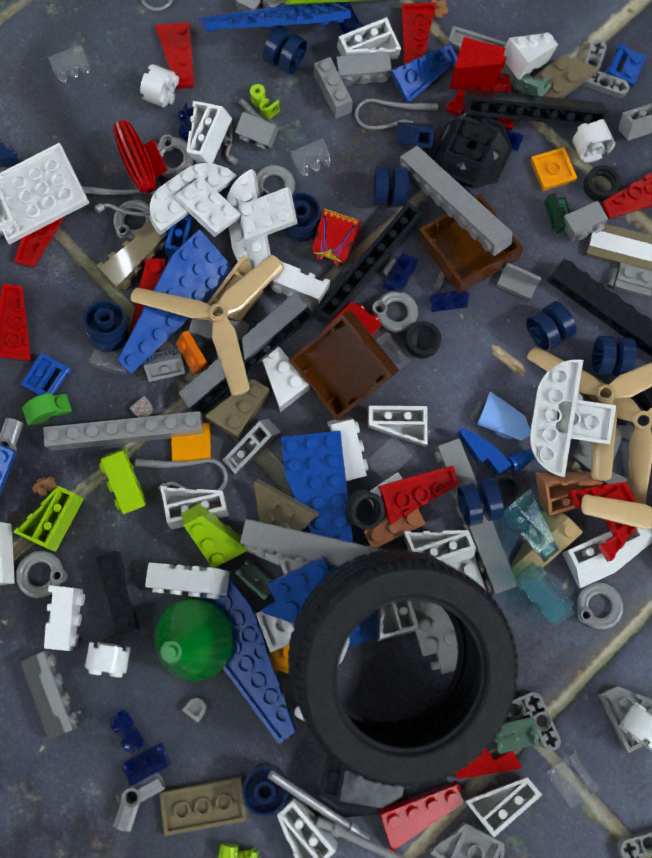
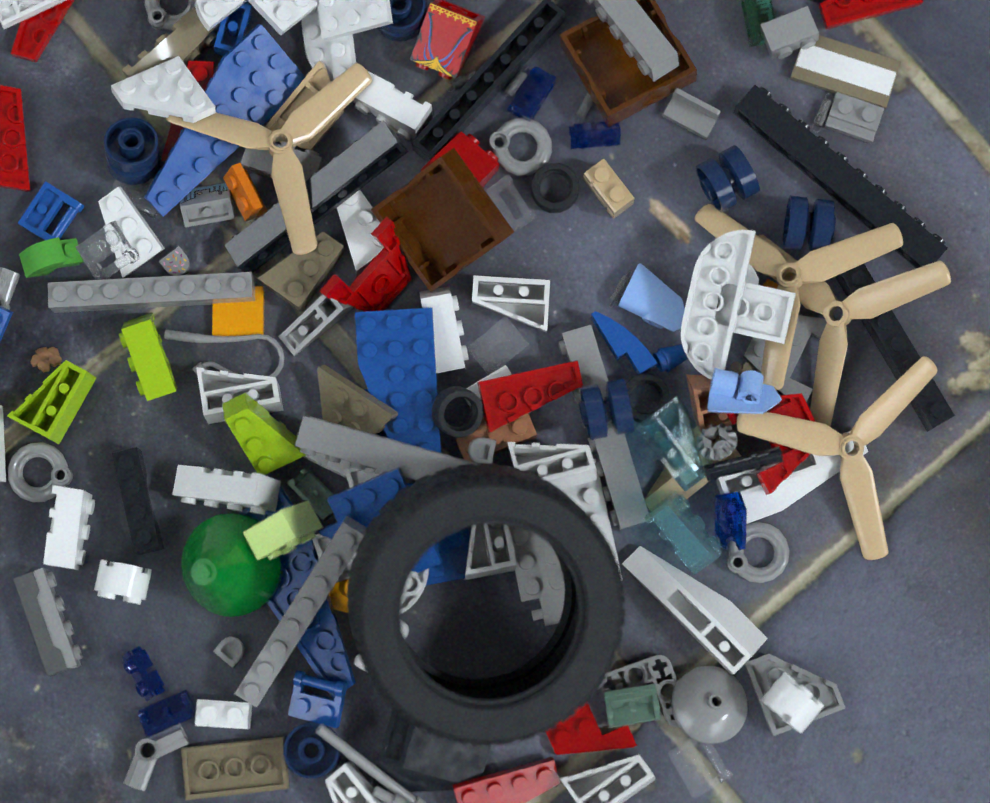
camera: 10 degrees right, 5 degrees up
(85, 397) = (101, 246): none -> clear plate
(105, 387) = (119, 208): none -> white wing
(129, 280) = (165, 92): none -> white plate
(192, 762) = (223, 714): none -> white brick
(234, 612) = (283, 531): none -> yellowish green brick
(251, 676) = (301, 611): none -> light grey brick
(265, 751) = (314, 706): none -> blue plate
(298, 412) = (379, 280): none -> red wing
(385, 538) = (482, 450): none -> light grey tile
(463, 338) = (608, 188): none -> tan brick
(563, 656) = (700, 610): none -> white wedge
(565, 730) = (694, 706): none -> light grey dish
(570, 527) = (721, 448): none -> light grey gear
(581, 483) = (740, 393): none -> light blue panel
(581, 582) = (730, 519): none -> clear blue hinge
(590, 537) = (755, 460): none -> black pin

